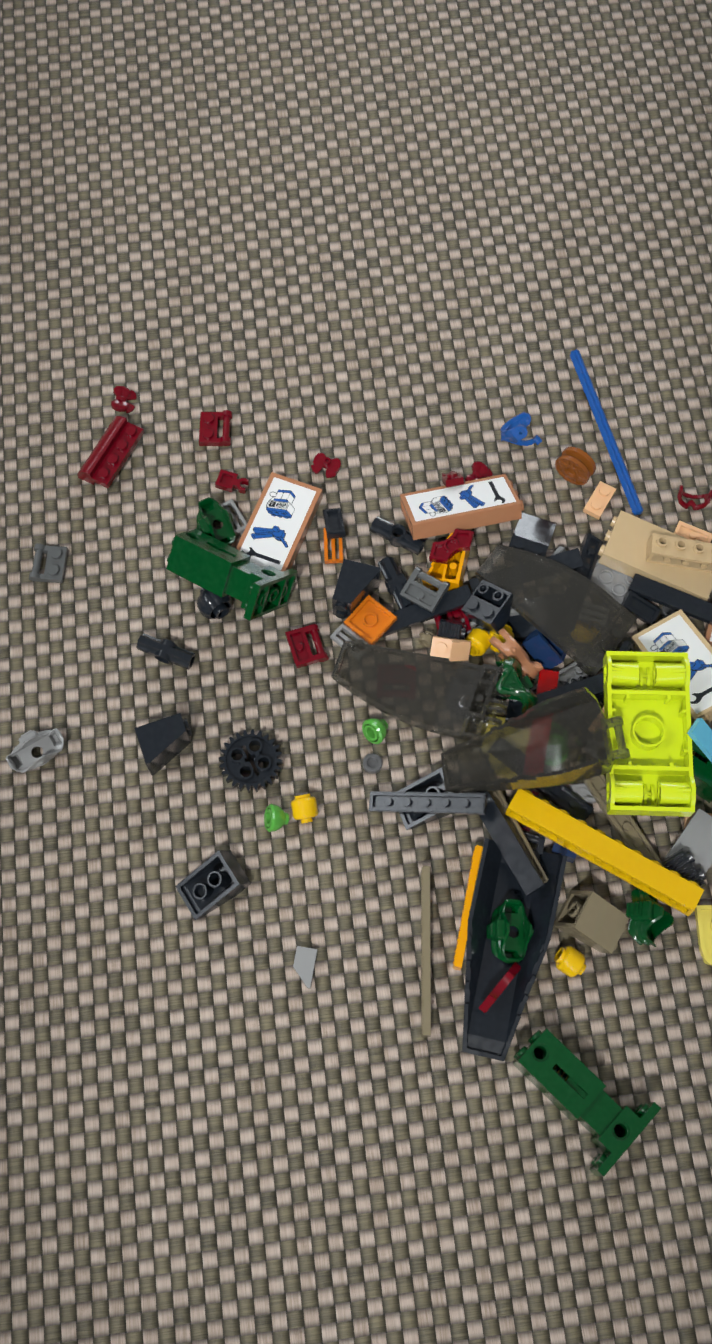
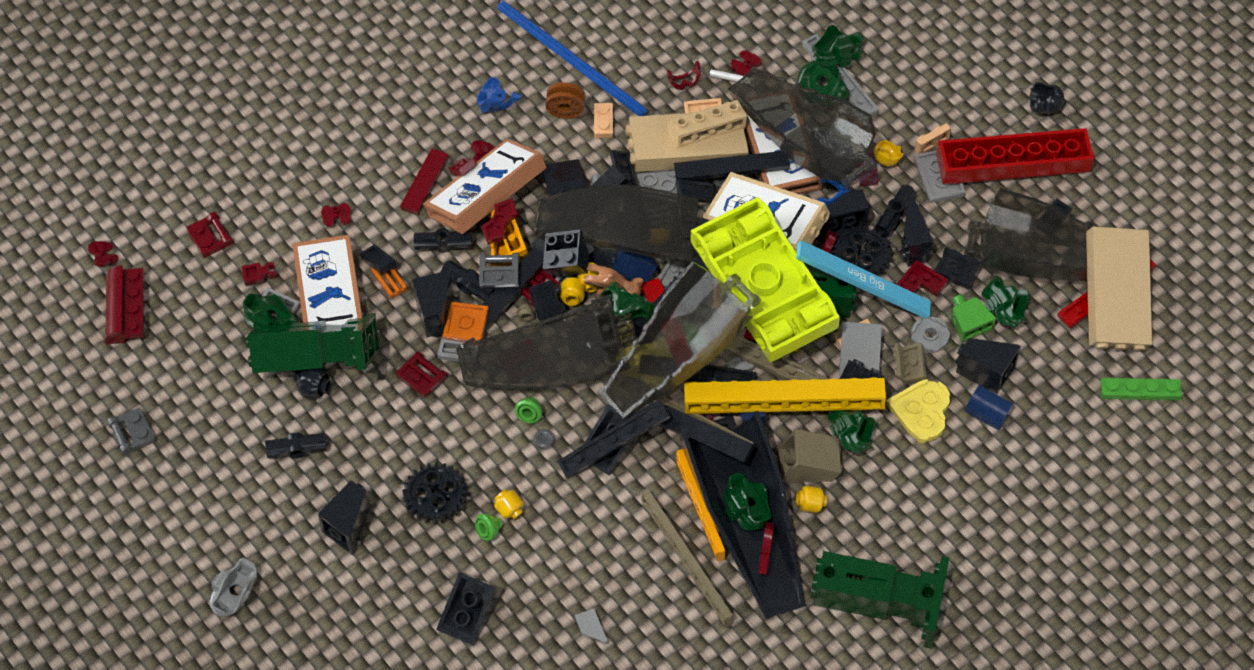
camera: 30 degrees left, 10 degrees down
(415, 475) = (424, 181): none -> dark red tile
(450, 648) = (553, 306): light nougat slope -> none

